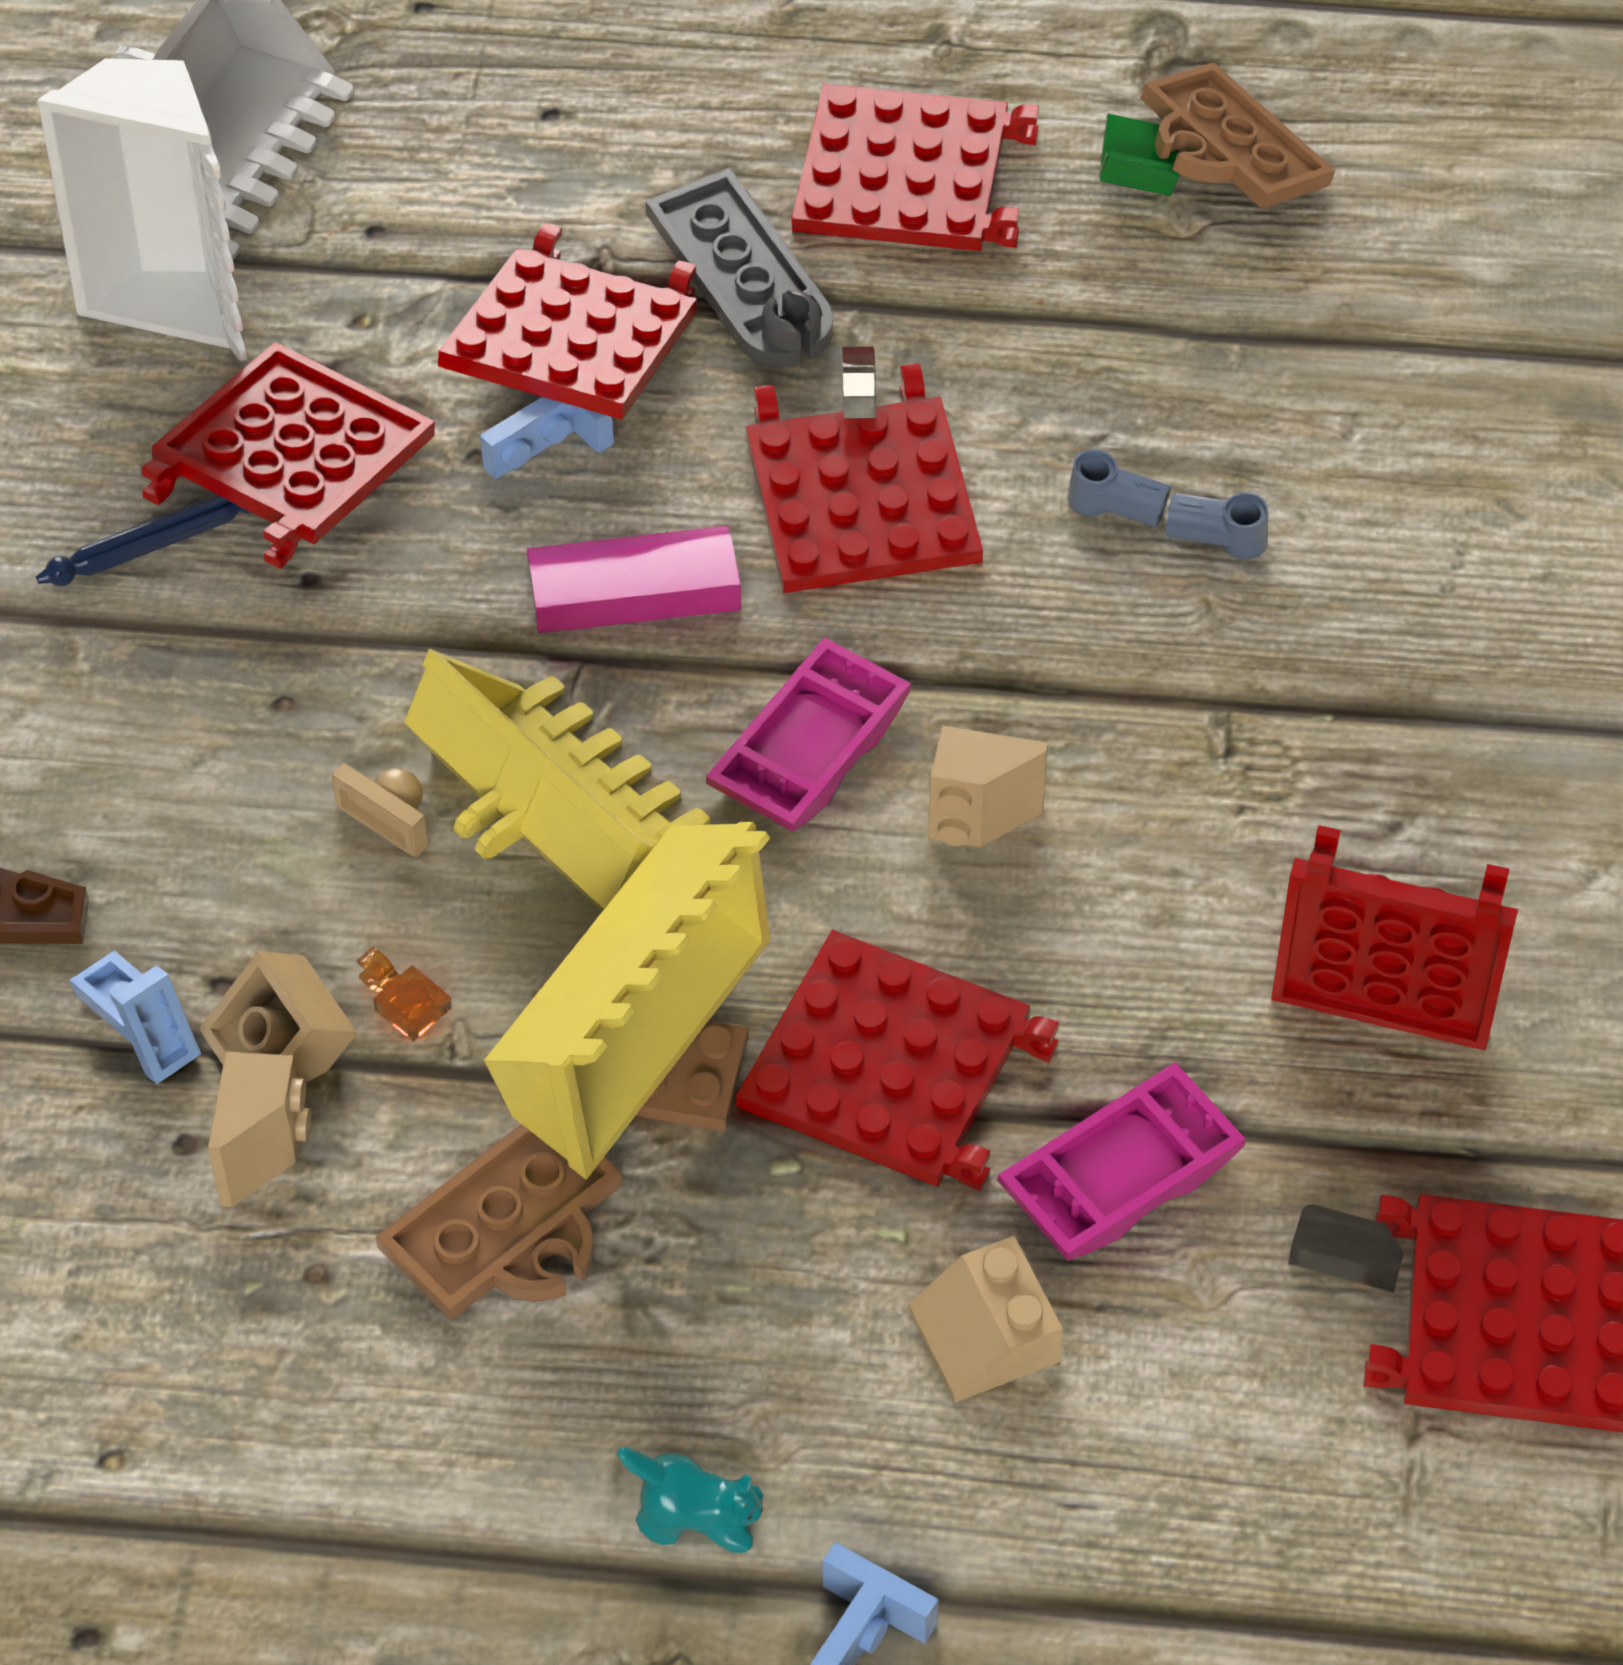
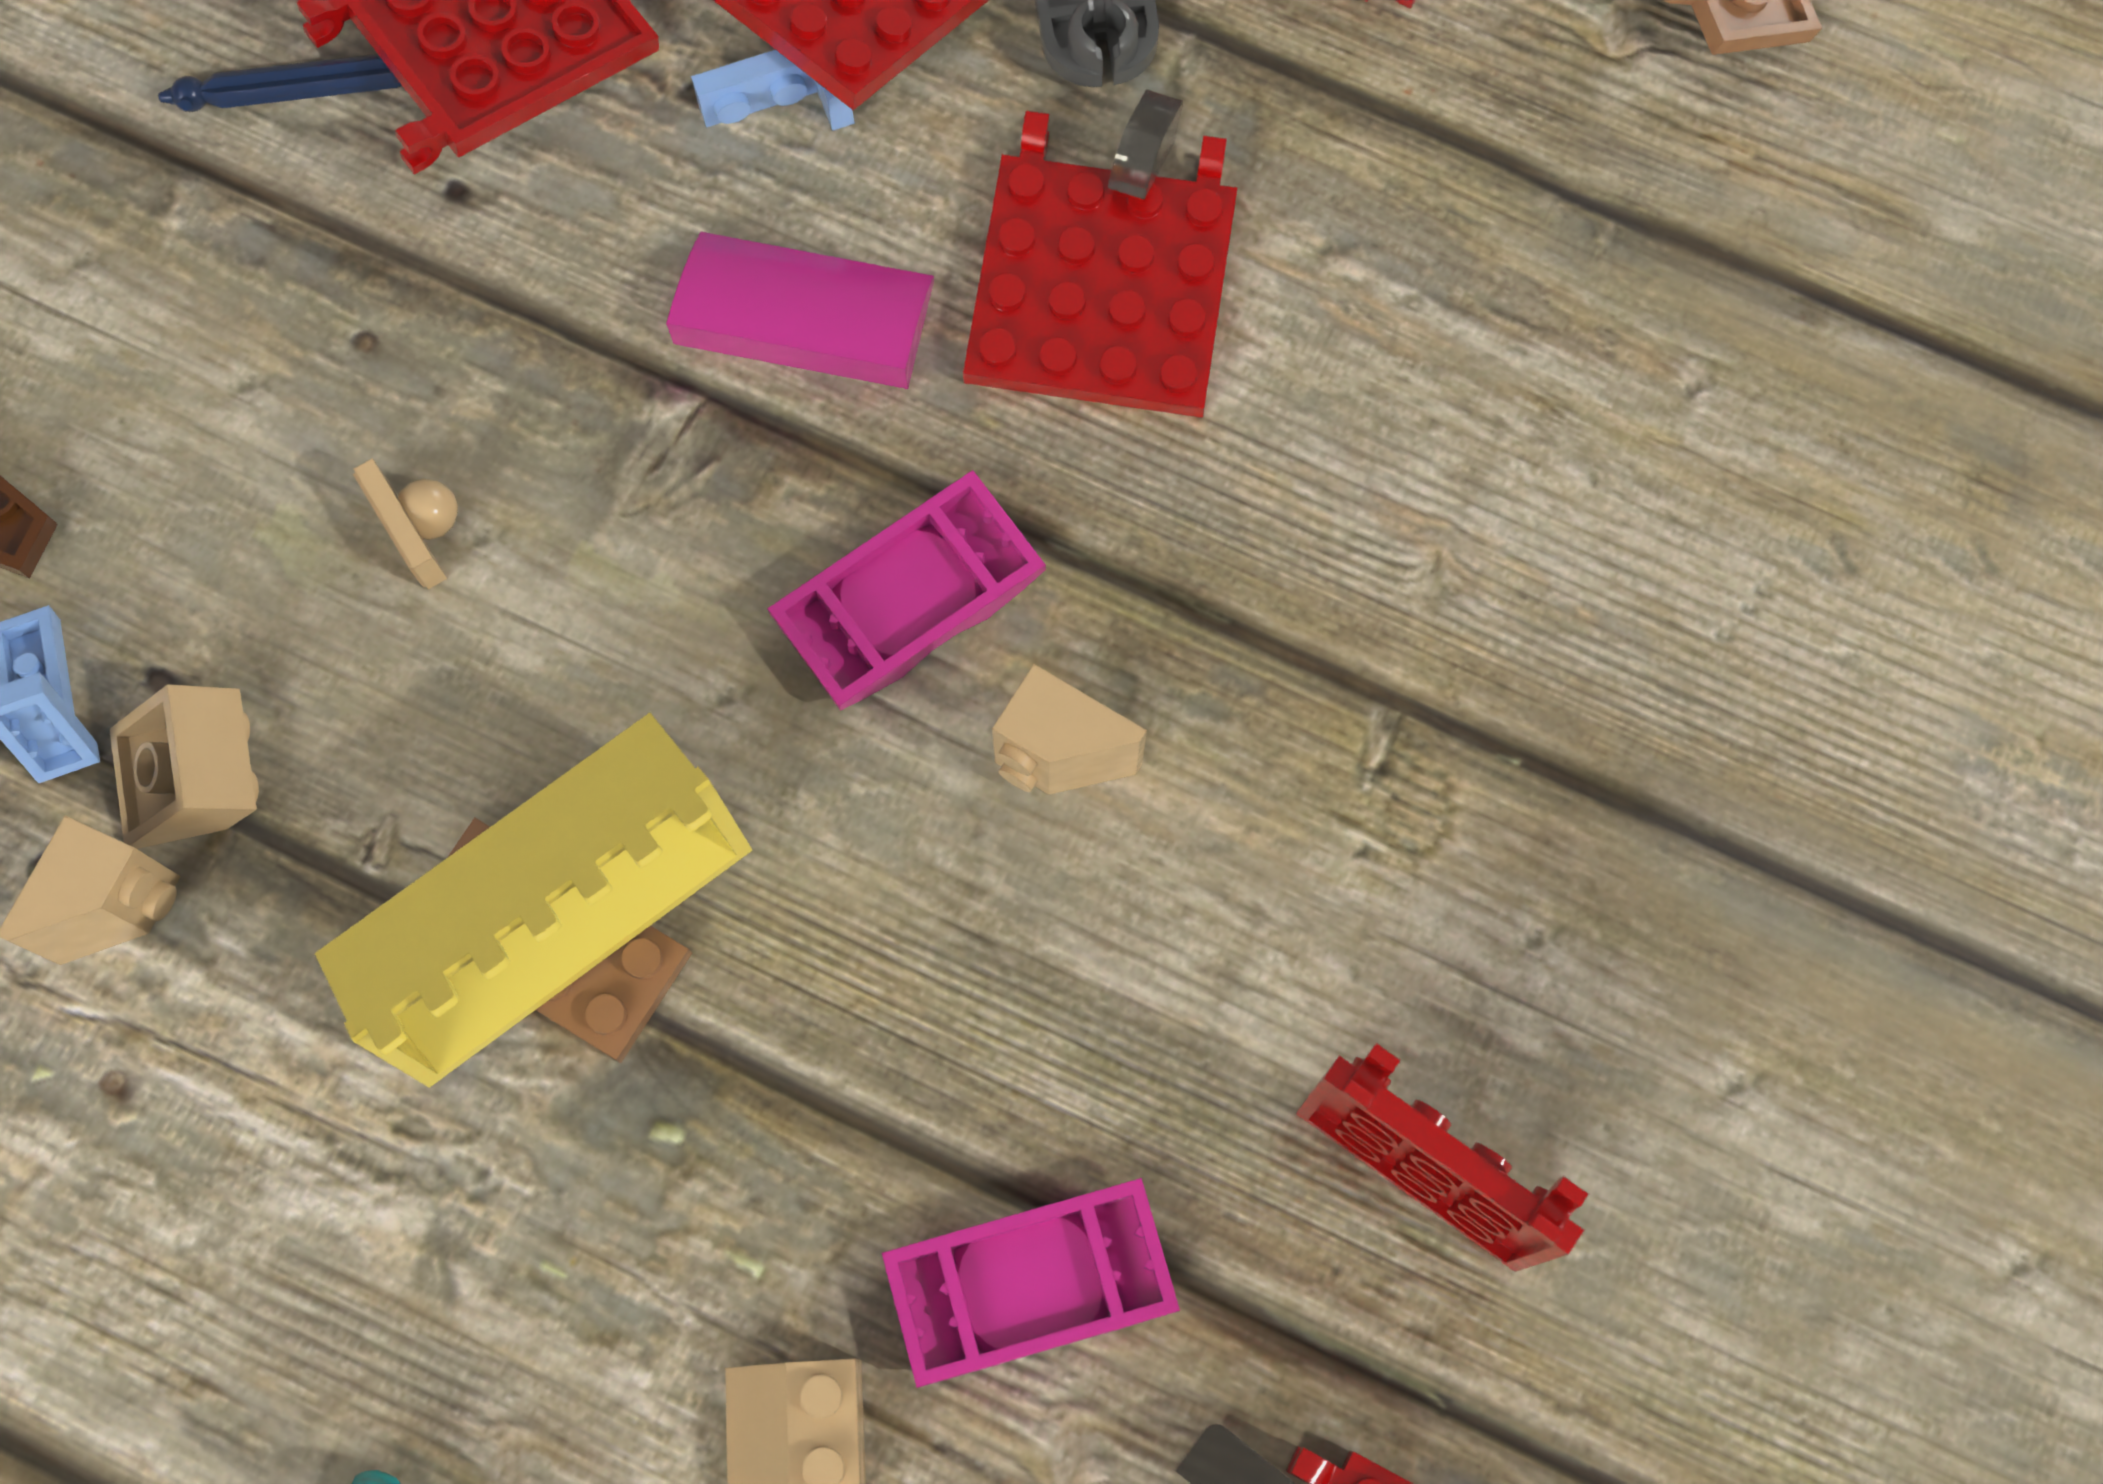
camera: 20 degrees right, 20 degrees up
(404, 1000) = (341, 773): clear orange plate -> none
(499, 1225) = (310, 1110): medium nougat plate -> none
(541, 776) = (597, 570): light yellow piece -> none
(891, 1060) = (831, 1042): red plate -> none
(1101, 487) = (1394, 387): sand blue piece -> none
(1235, 523) = (1484, 459): sand blue piece -> none

